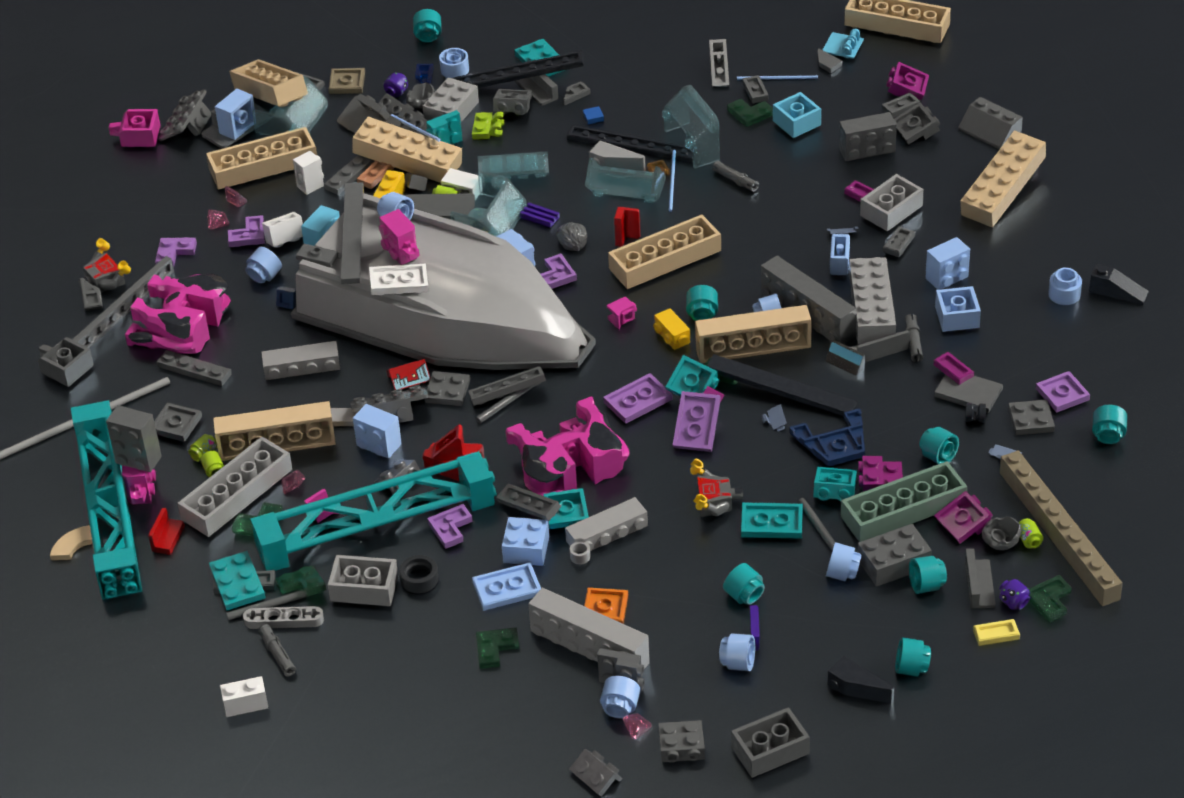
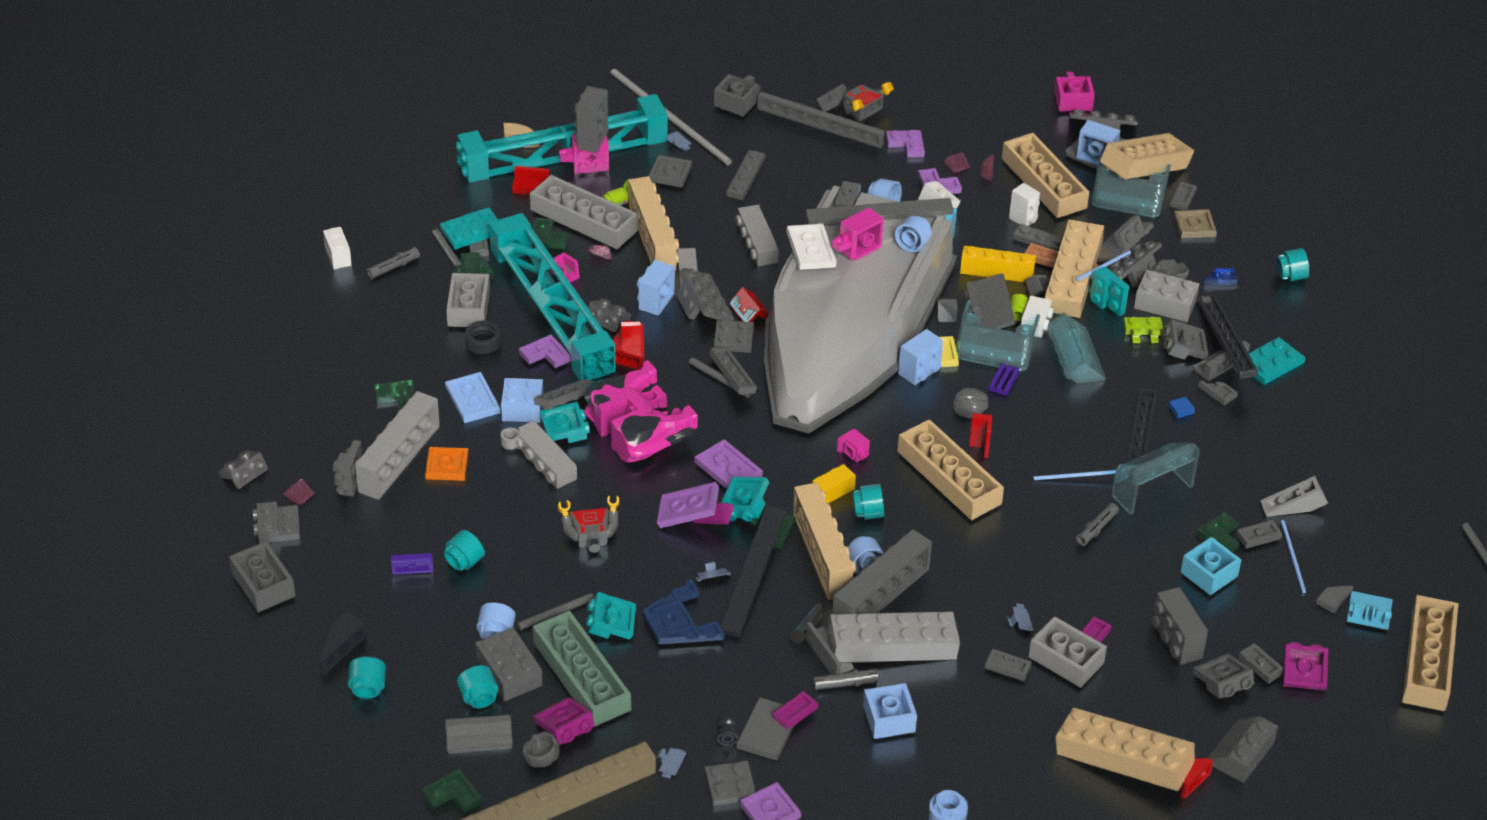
camera: 80 degrees right, 0 degrees up
(184, 316) = (823, 152): dark pink animal -> none
(283, 617) = (433, 263): light grey beam -> none
(395, 84) = (1188, 253): dark purple head -> none
(454, 62) = (1231, 289): light blue piece -> none
(559, 271) = (910, 399): medium lavender plate -> none
(614, 156) = (1105, 422): light grey slope -> none
(619, 696) = (320, 473): light blue piece -> none
(624, 182) = (1069, 434): clear light blue windscreen -> none
(661, 164) = (1100, 463): clear orange tile -> none
(737, 652) = (375, 551): light blue piece -> none
(771, 520) = (559, 573): teal plate -> none
(839, 254) = (969, 608): light blue brick -> none
(877, 472) = (628, 654): magenta plate -> none
(939, 445) = (667, 696): teal piece -> none
(947, 263) = (962, 699): light blue brick -> none
(996, 632) = (409, 751): light yellow tile -> none
(1014, 594) = (454, 759): dark purple head -> none
(1030, 533) = (543, 774): lime brick -> none

